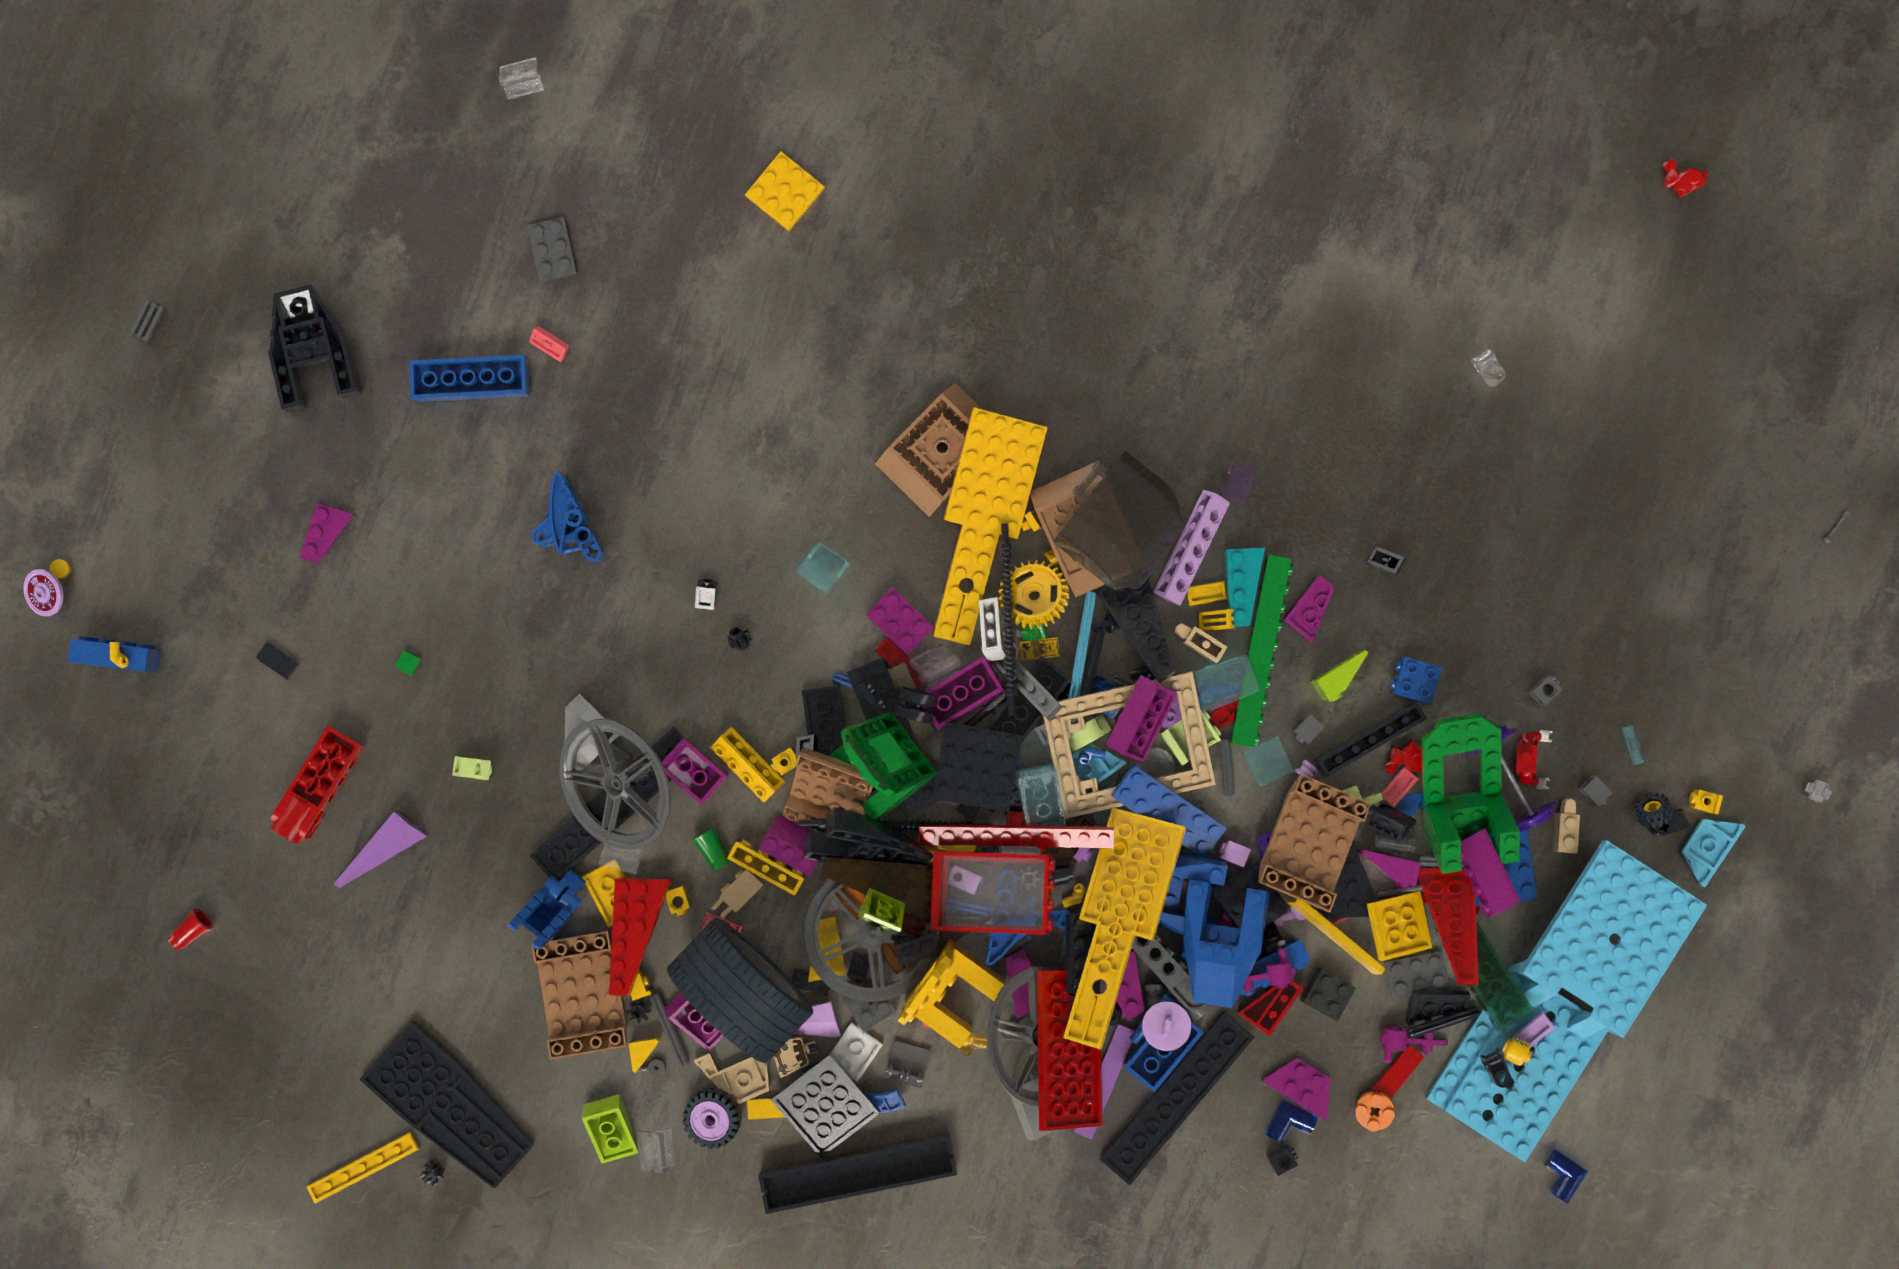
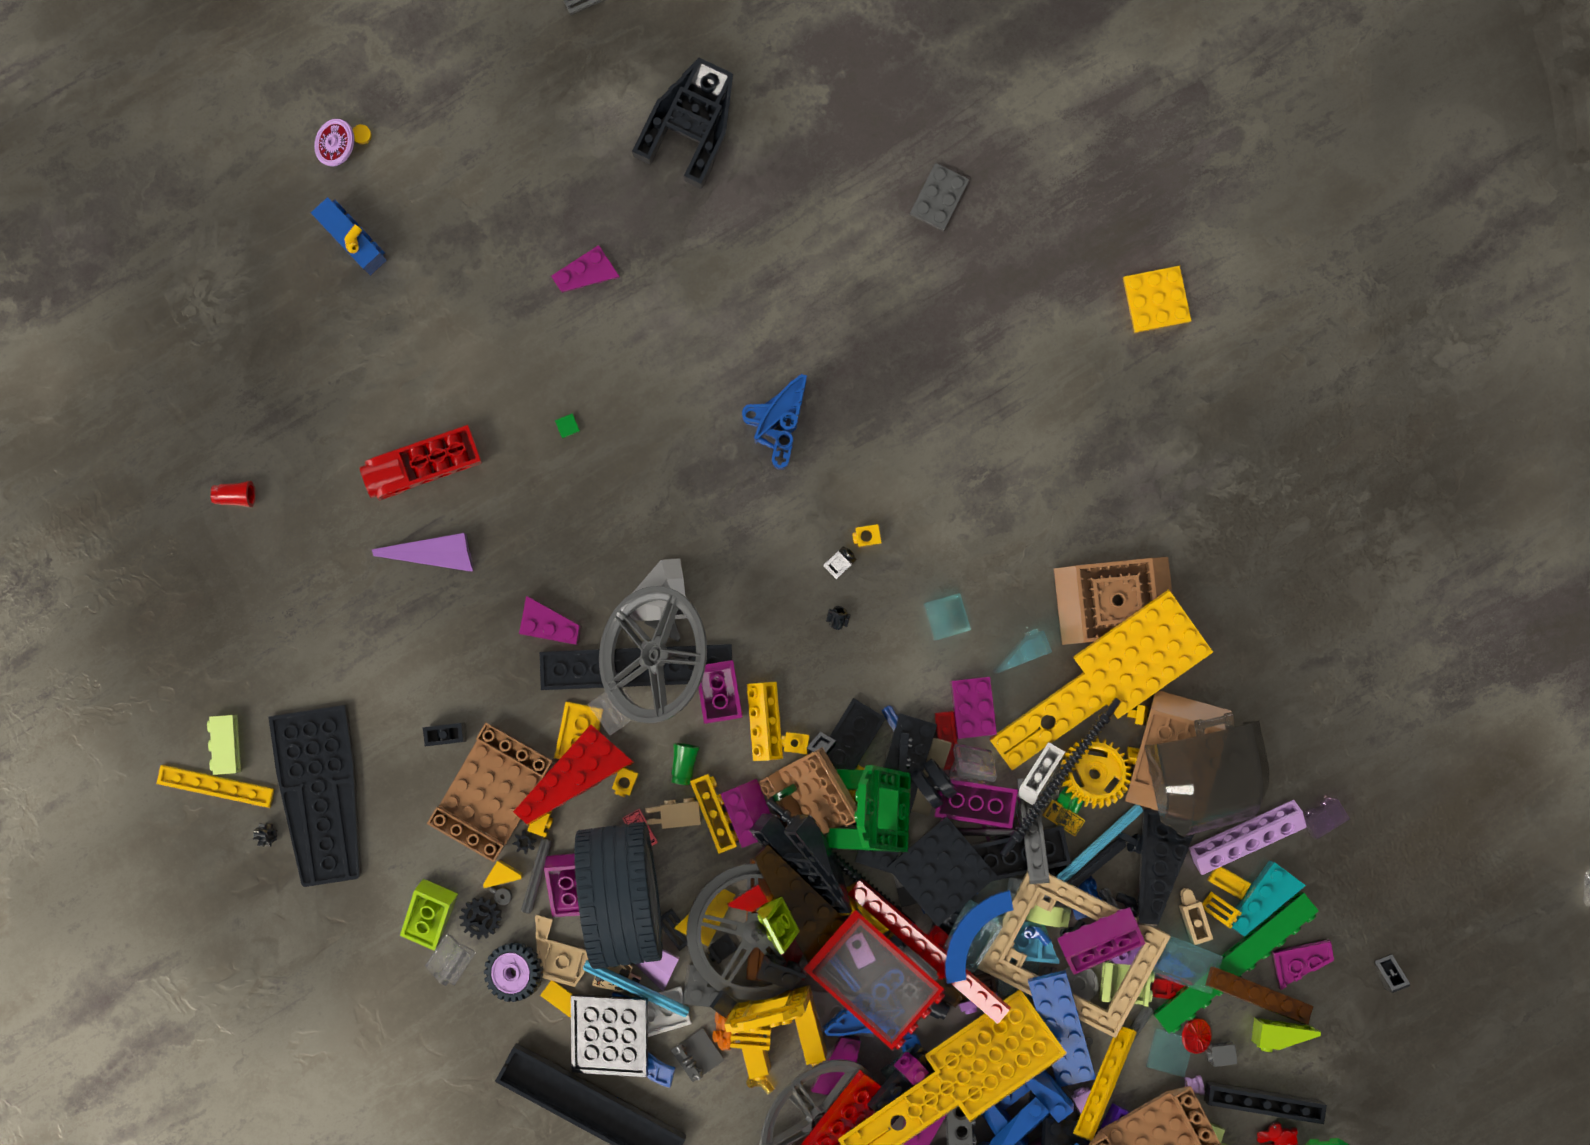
camera: 35 degrees right, 0 degrees up
(277, 661) = (468, 342): black tile -> none
(342, 1129) = (224, 744): none -> yellowish green brick
(469, 378) = (795, 245): blue brick -> none
(472, 768) = (551, 548): yellowish green brick -> none
(507, 979) = (444, 734): none -> black brick
(517, 829) = (547, 624): none -> magenta wedge
(521, 78) = (1024, 45): clear bracket -> none
(549, 343) = (877, 268): coral plate -> none
(549, 914) = (516, 710): blue piece -> none
(658, 1102) = (483, 926): none -> black gear
(710, 548) = (873, 529): none -> yellow brick
(807, 807) = (784, 792): none -> dark green tile
(818, 1051) = (638, 989): none -> medium azure axle
(847, 911) = (749, 900): none -> red tile
(892, 1007) = (723, 1004): none -> black tile
(904, 542) = (1027, 649): none -> clear light blue slope
(914, 1031) = (720, 1035): none -> orange plate
(920, 1026) = (756, 1039): none -> yellow tile
(1031, 796) = (967, 930): none -> blue tile
(1076, 896) = (933, 1034): yellow arm -> none
(1077, 937) = (911, 1068): none -> magenta bracket
(1235, 826) = (1104, 1084): none -> yellow tile
(1277, 731) = (1196, 1035): none -> red wheel
(1298, 661) = (1259, 995): none -> reddish brown plate
(1415, 680) = (1338, 1086): blue brick -> none

